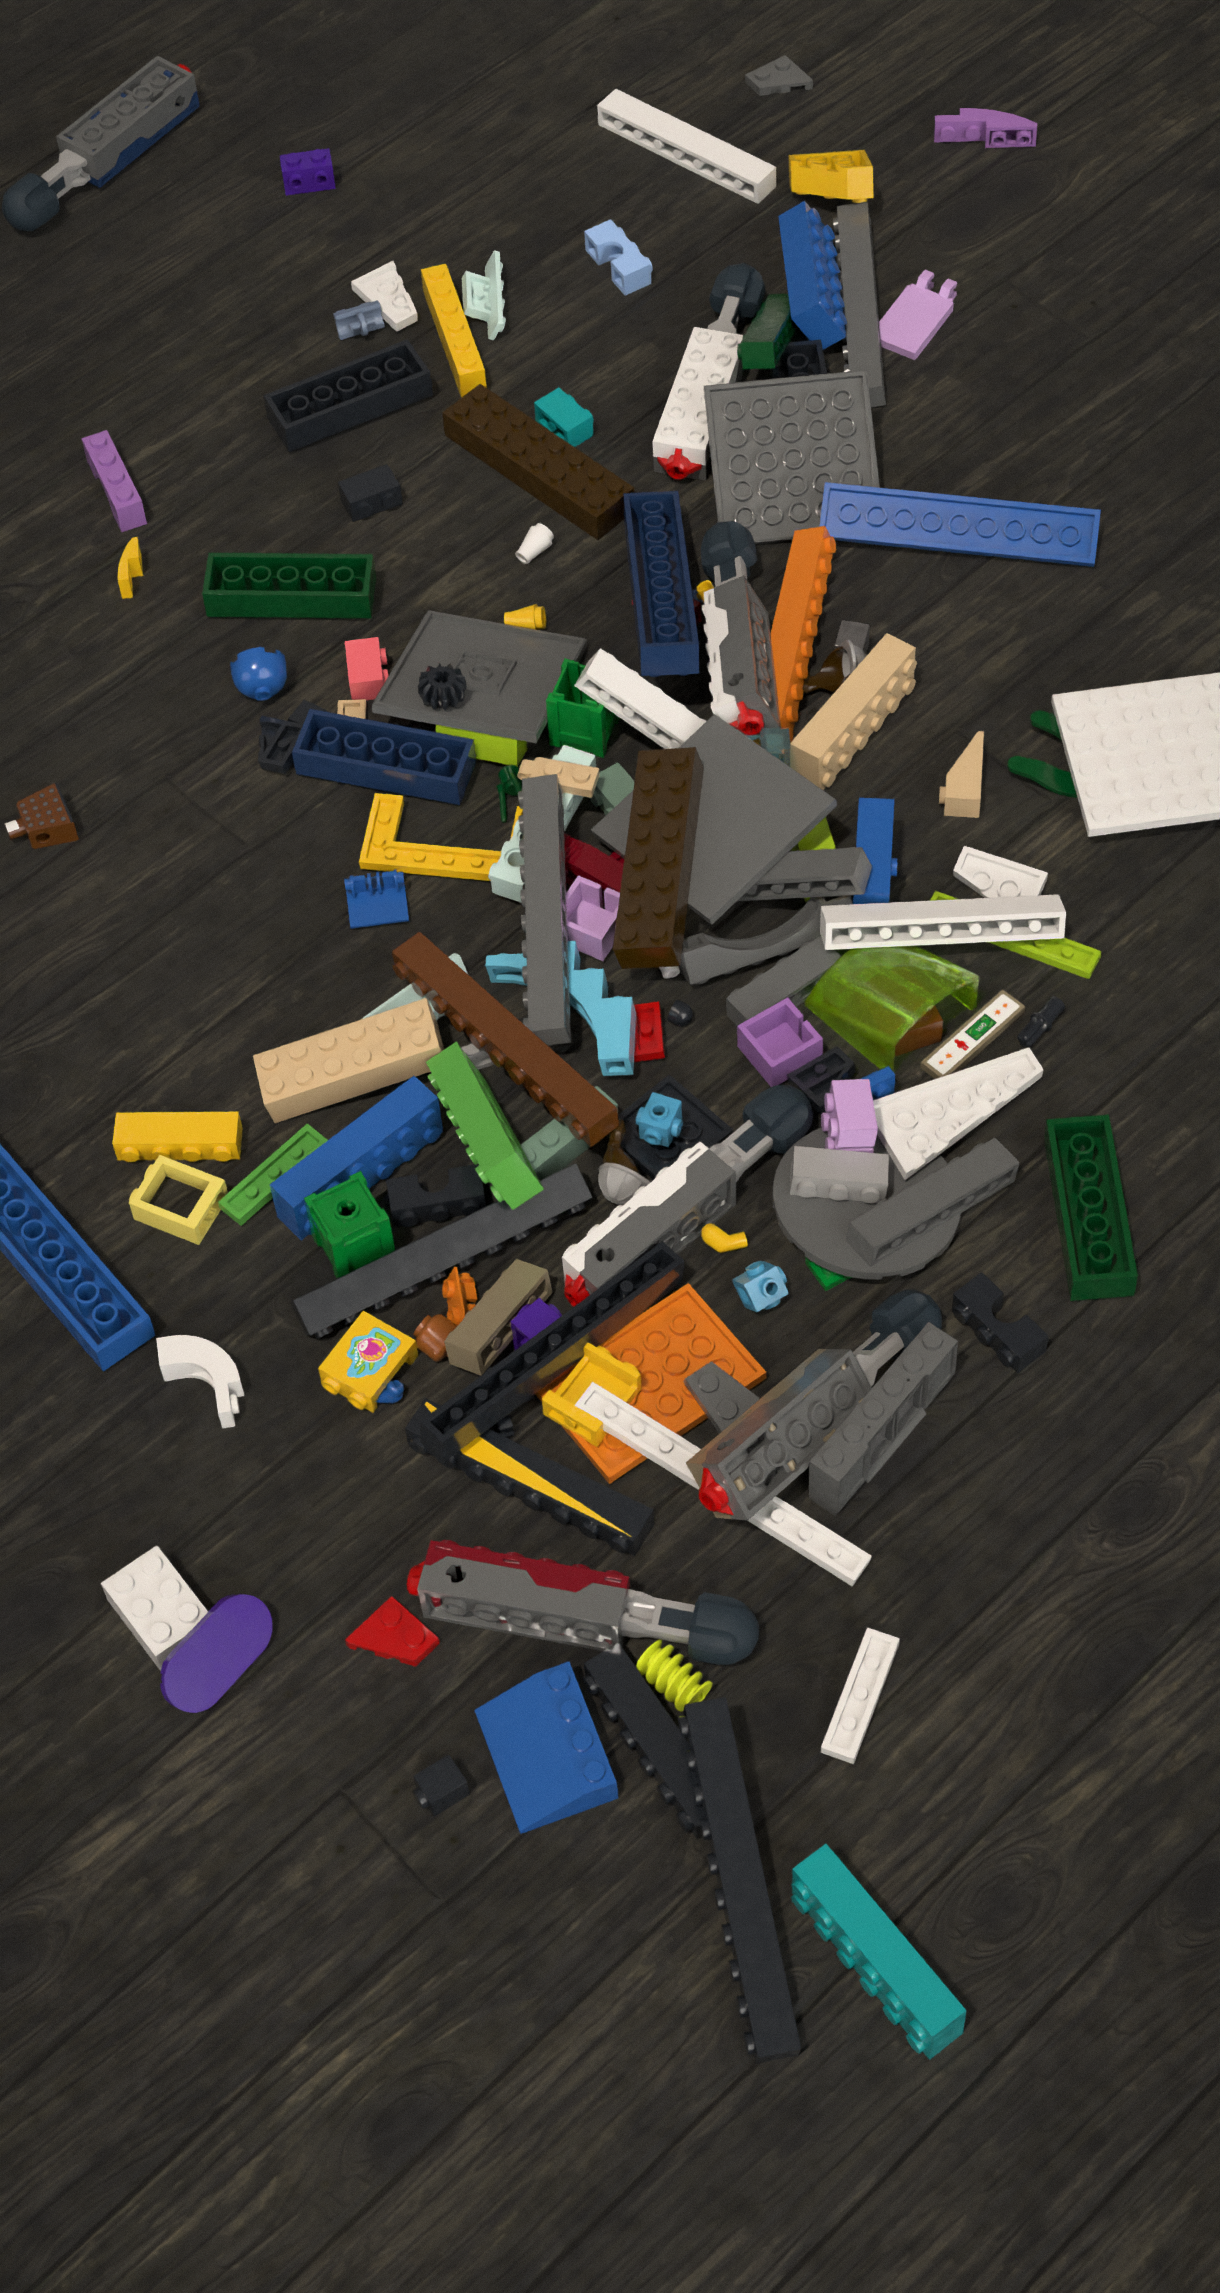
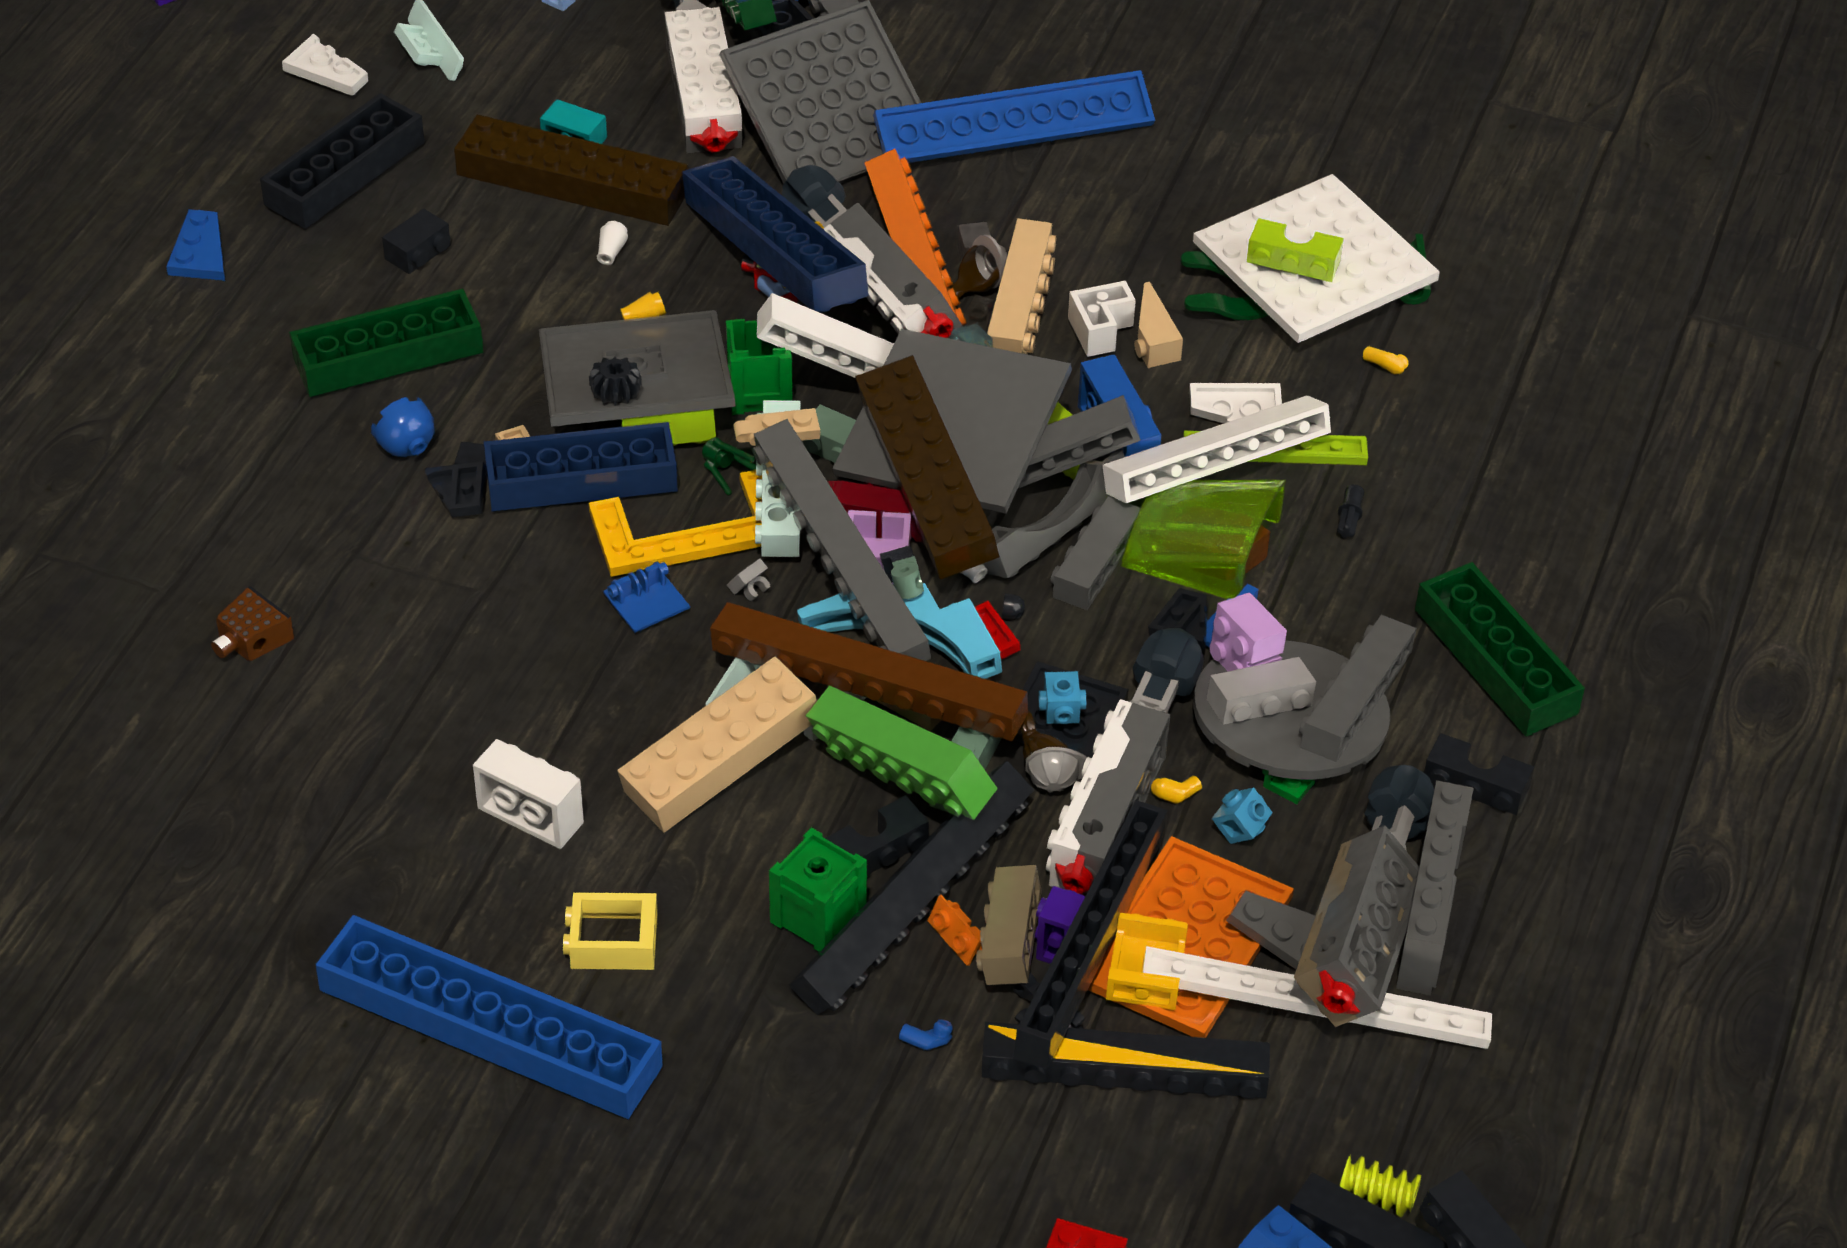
camera: 30 degrees left, 10 degrees down
(118, 486) = (159, 311): medium lavender arch -> none
(129, 566) = (203, 373): yellow slope -> none
(174, 1050) = (528, 793): none -> white brick
(177, 1136) = (582, 868): yellow brick -> none
(191, 446) = (198, 248): none -> blue wing
(201, 1359) = (738, 1070): white arch -> none
(255, 1189) = (696, 877): bright green plate -> none
(358, 320) = (309, 94): sand blue hips -> none
(365, 667) = (509, 396): coral brick -> none
(366, 1361) = (900, 1013): yellow panel -> none
(370, 1144) = (791, 806): blue brick -> none
(432, 1334) = (956, 967): dark orange head -> none
(453, 328) = (414, 78): yellow brick -> none
(469, 909) = (748, 578): none -> light grey tile
(572, 1604) = (1242, 1155): piece -> none
(589, 952) = (903, 571): none -> sand green leg
(774, 1041) = (1118, 606): medium lavender piece -> none
(860, 1695) = (1558, 1139): white plate -> none
(920, 747) = (1099, 313): none -> white brick
(936, 1114) = (1322, 602): white wing -> none
(973, 1036) = (1295, 544): tile -> none
(1142, 759) = (1313, 259): none -> lime arch
(1166, 879) = (1393, 363): none -> yellow arm

